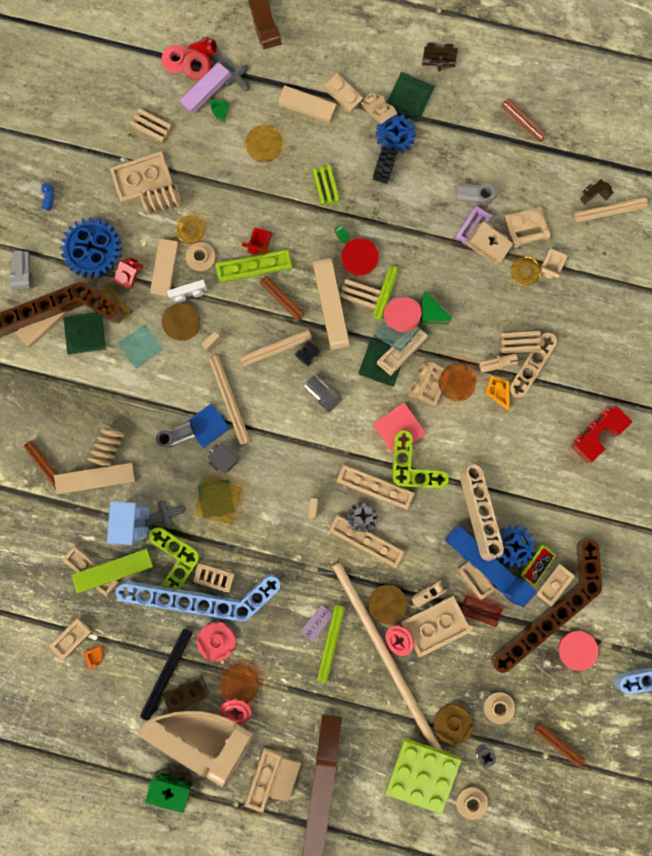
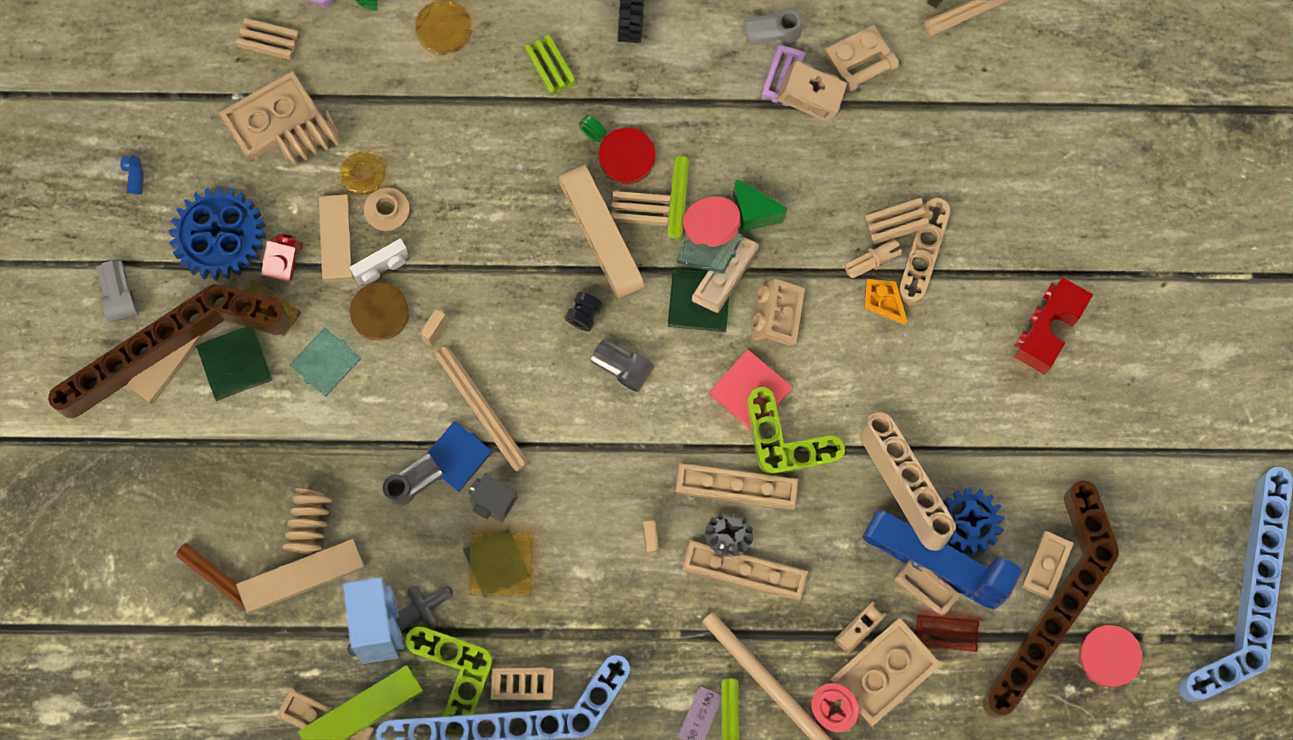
camera: 20 degrees left, 10 degrees down
(253, 266) = (471, 204): lime tile -> none
(258, 242) = (470, 167): red bracket -> none
(275, 348) = (533, 315): tan axle -> none
(282, 298) = (524, 240): dark orange axle -> none
(387, 604) = (802, 658): pearl gold tile -> none
(457, 382) = (819, 300): clear orange tile -> none
(521, 279) = (876, 132): clear yellow piece -> none
(538, 565) = (1015, 538): slope -> none
(553, 263) = (913, 99): tan bracket -> none

